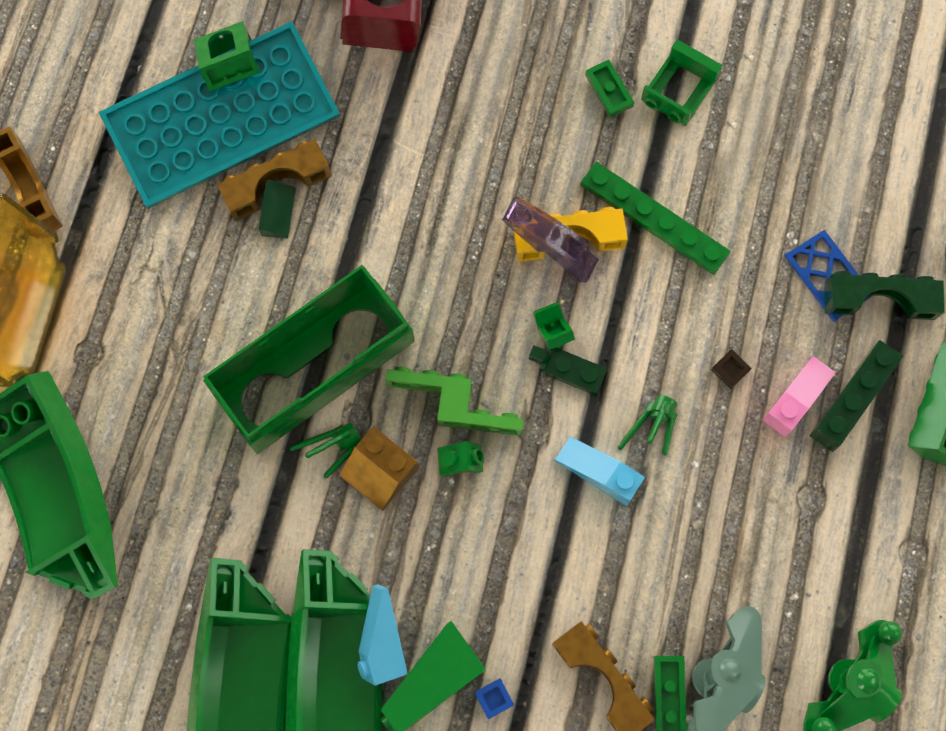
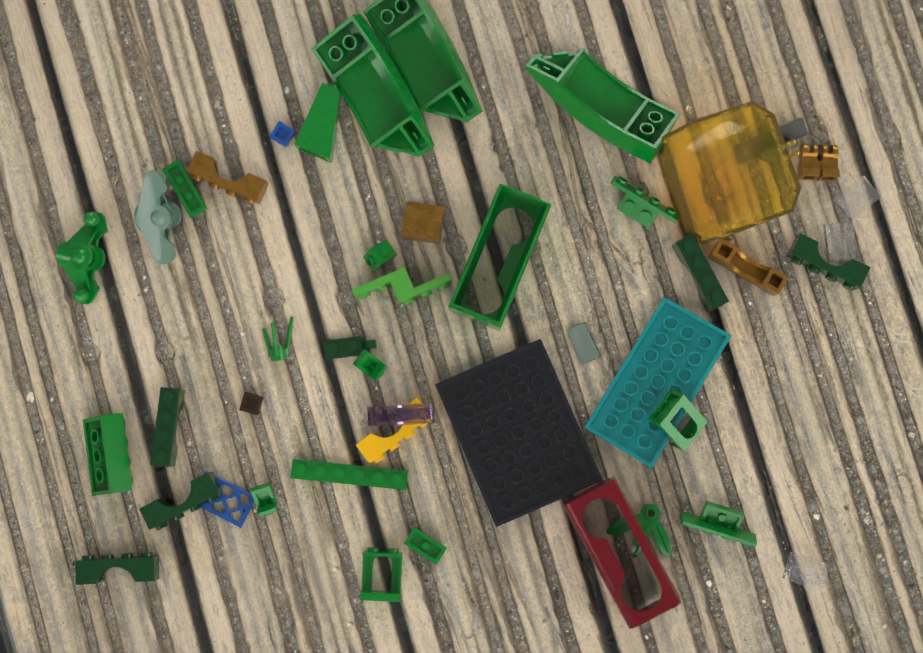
camera: 145 degrees right, 10 degrees up
(79, 234) = (693, 259): none -> dark green arch
(96, 330) = (641, 206): none -> green bracket
(302, 163) = (610, 340): pearl gold arch -> none
(343, 436) = (454, 228): green plant -> none
(380, 643) = (361, 124): medium azure slope -> none
(420, 154) = (518, 432): none -> black plate
(600, 470) = (294, 295): medium azure slope -> none
(777, 241) = (264, 499): none -> green bracket
(799, 396) = (201, 409): bright pink slope -> none

